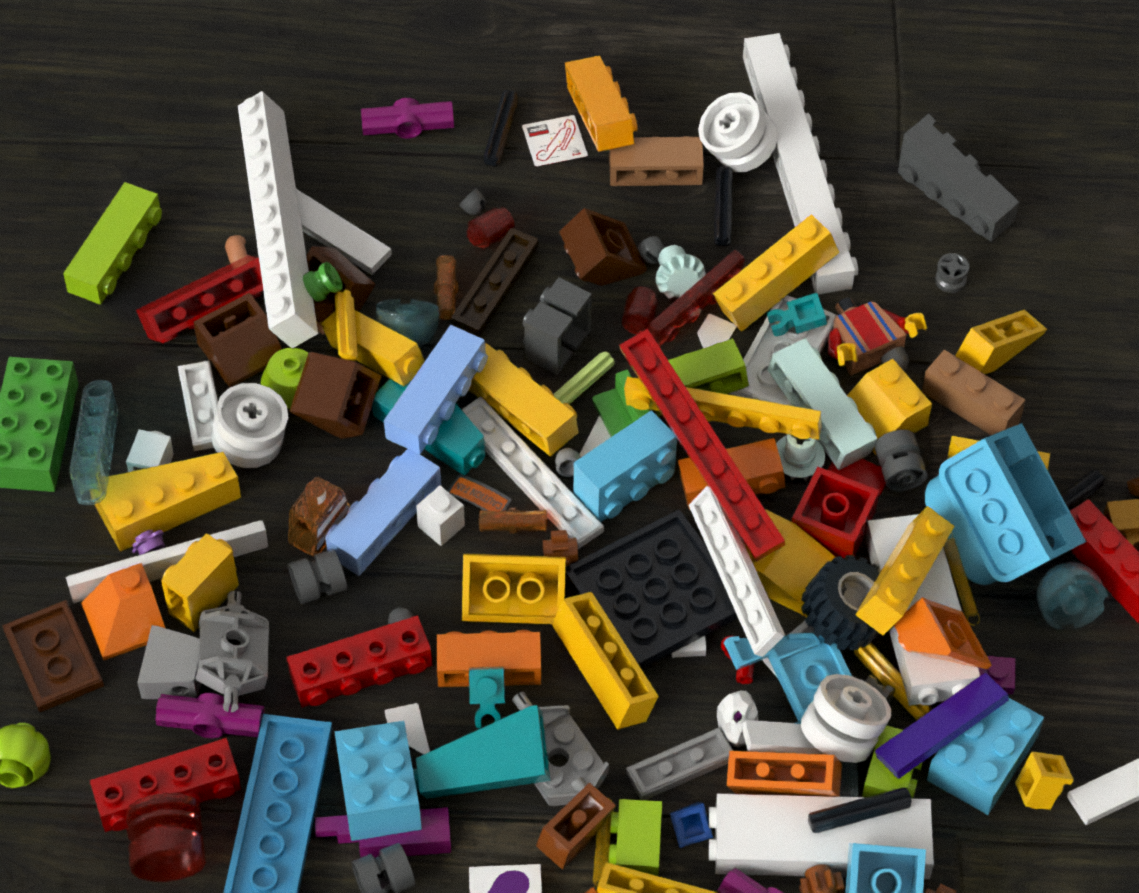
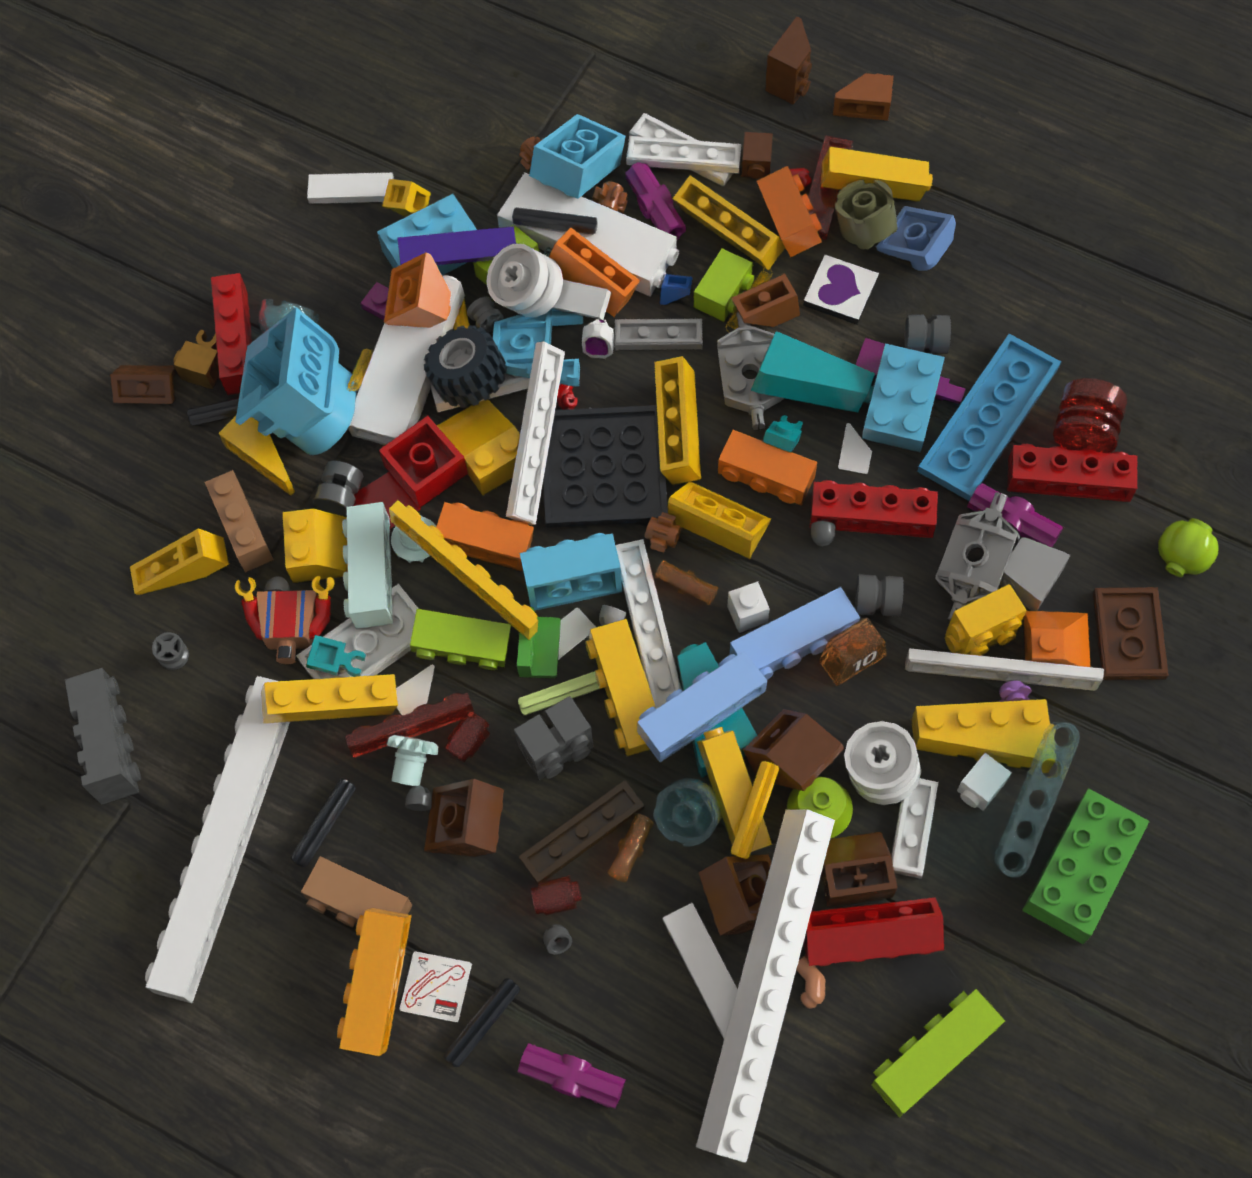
camera: 150 degrees left, 10 degrees up
(322, 282) = (756, 869): bright green wheel -> none
(479, 494) = (702, 626): orange sticker -> none
(702, 445) = (505, 534): red plate -> none
(738, 132) = (283, 870): white wheel -> none
(905, 570) = (410, 352): yellow brick -> none

